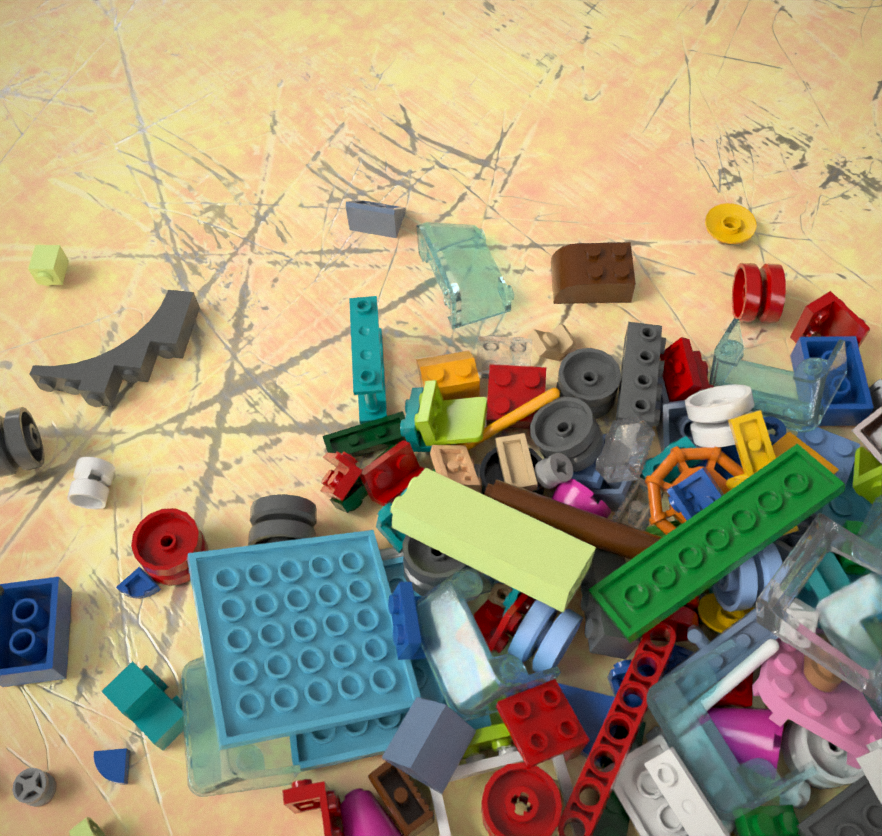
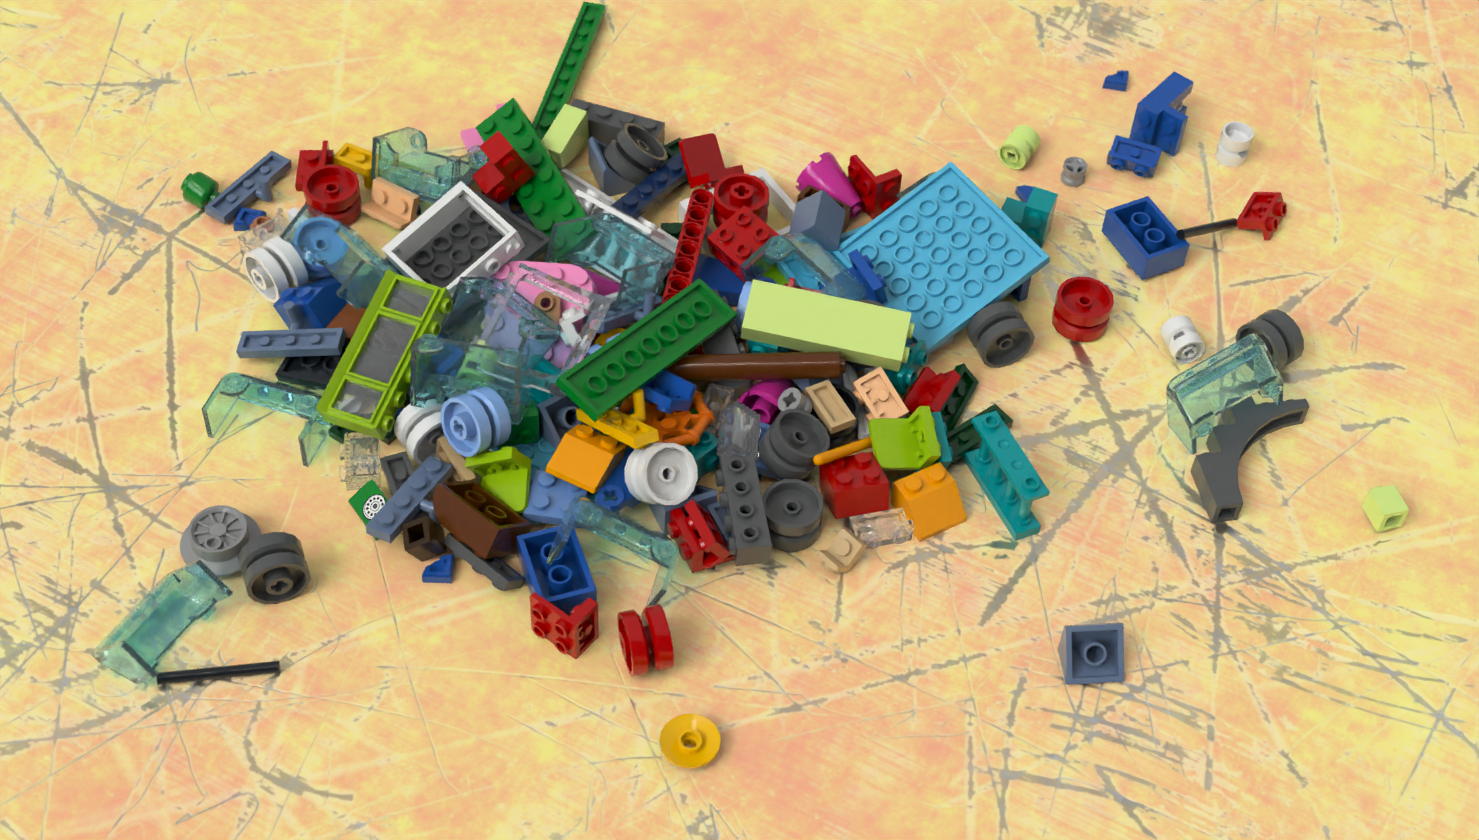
camera: 155 degrees right, 10 degrees down
(107, 362) = (1218, 385): none -> clear light blue windscreen
(339, 482) = (977, 379): red bracket -> none
(464, 271) = (969, 601): clear light blue windscreen -> none
(593, 273) = (823, 639): reddish brown brick -> none

